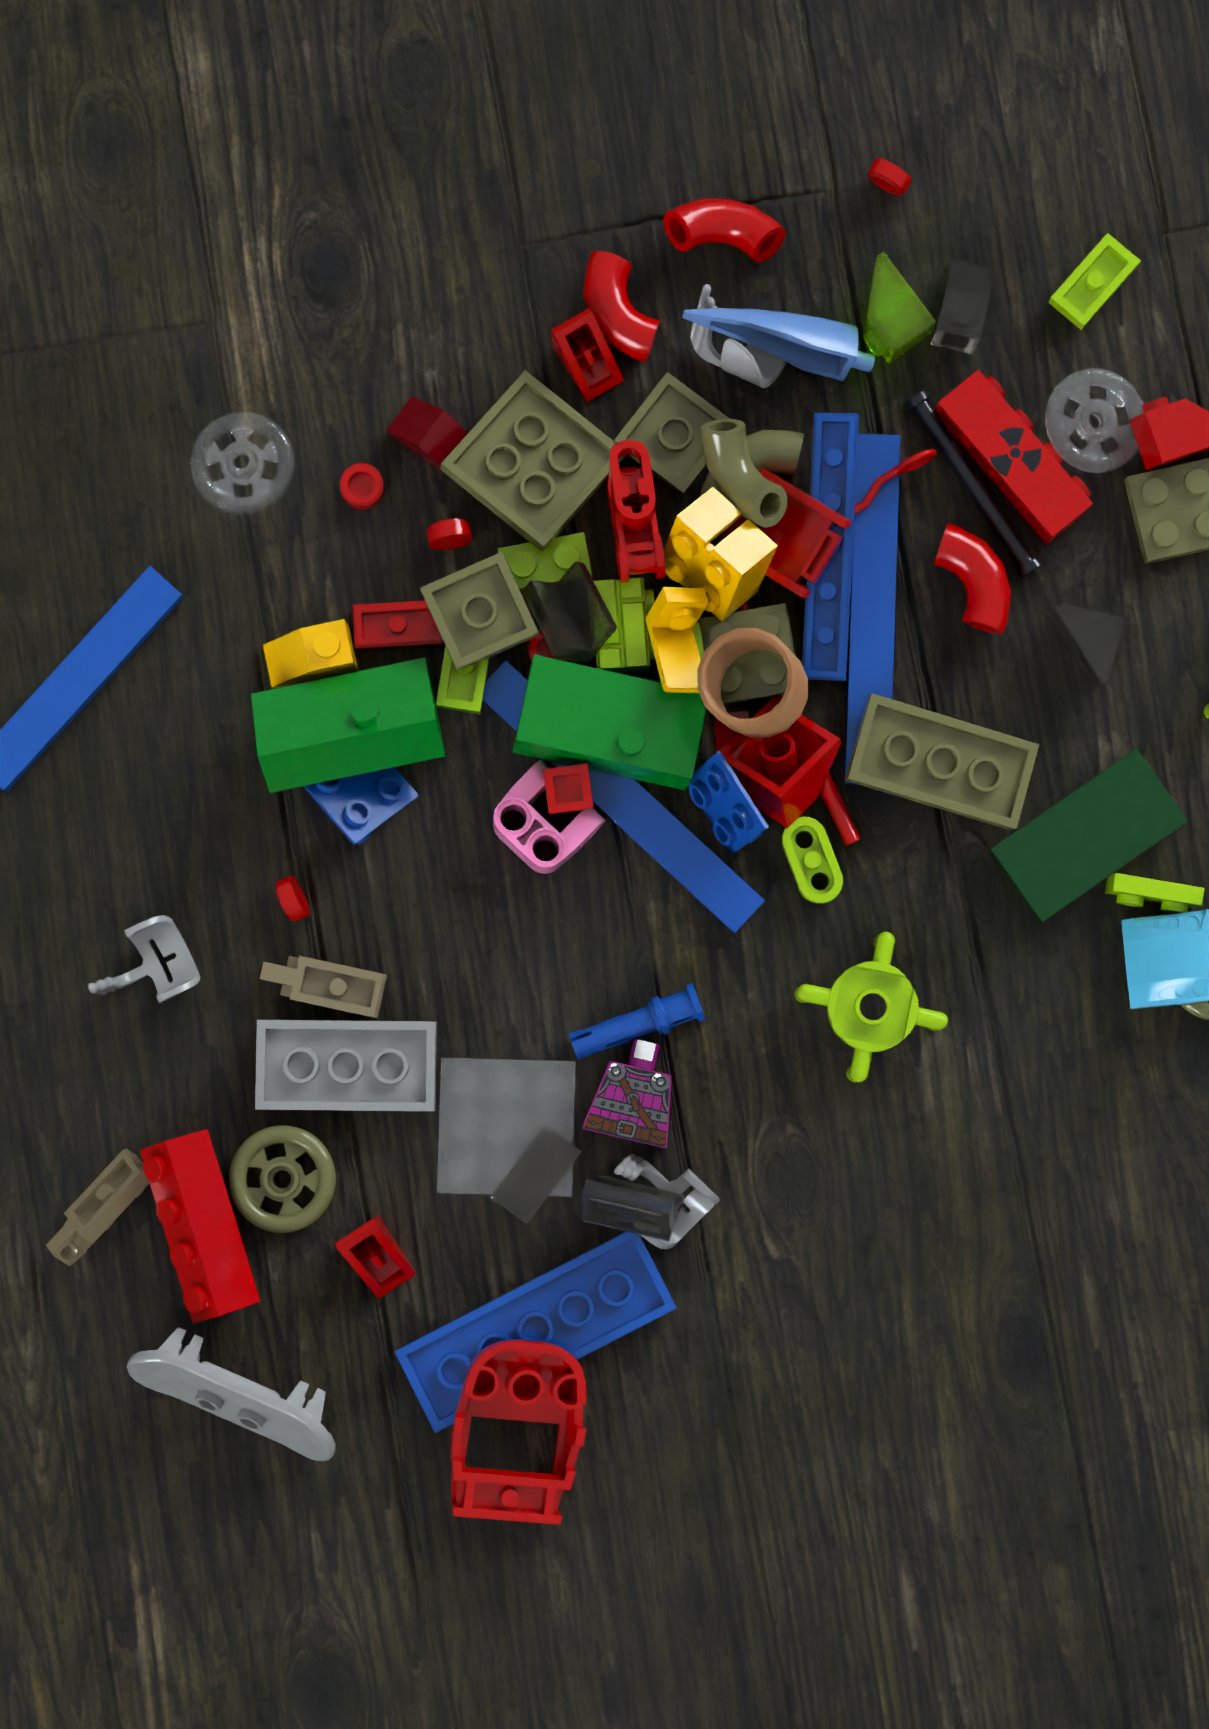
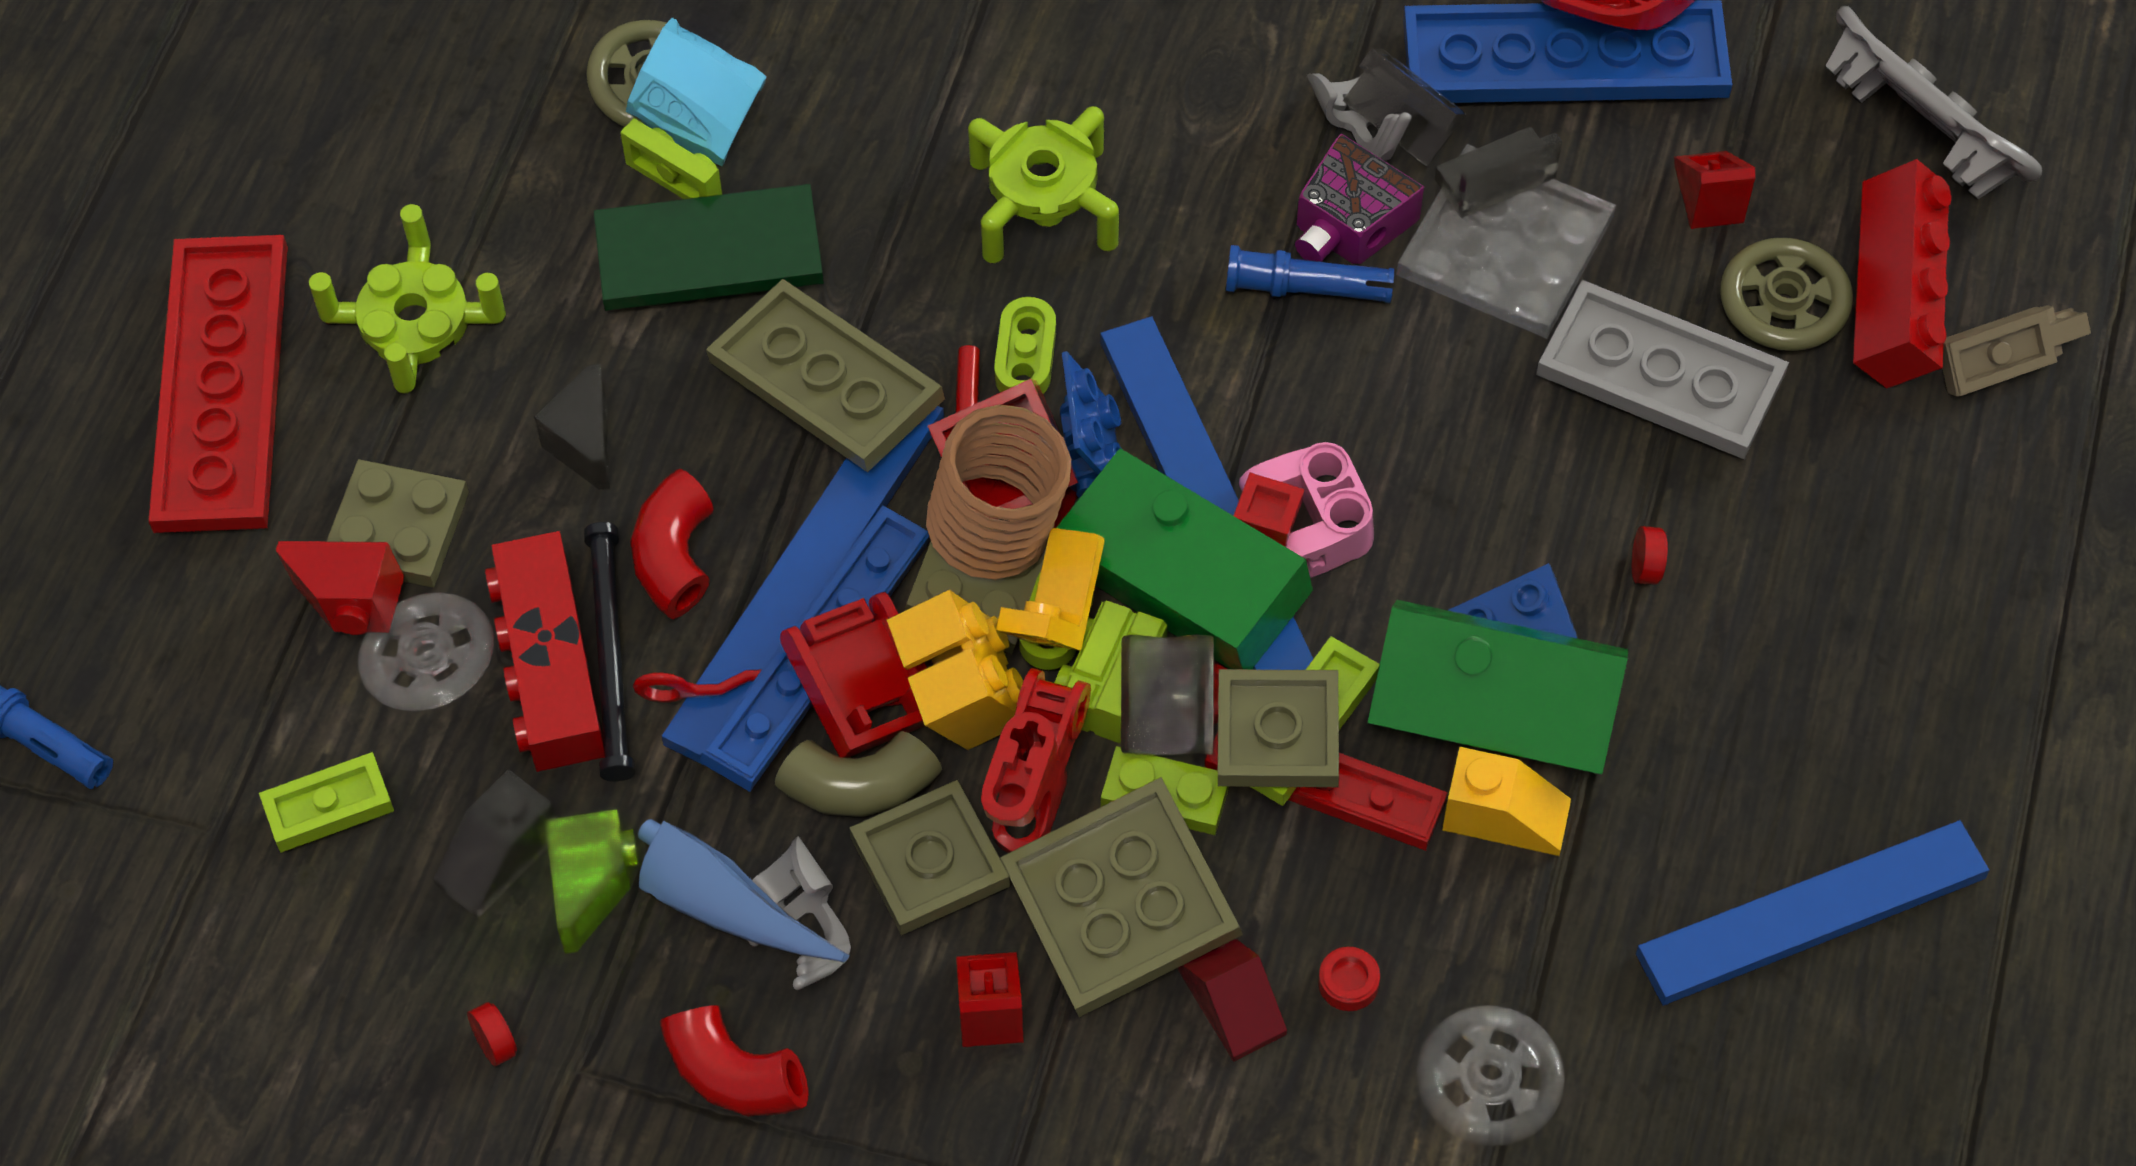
camera: 160 degrees left, 25 degrees down
(169, 941) = (1836, 521): light grey helmet -> none
(328, 984) = (1649, 456): dark tan hinge -> none
(449, 534) = (1267, 863): red tile -> none
(608, 299) = (927, 1027): red cylinder -> none
(737, 476) = (886, 731): olive cylinder -> none

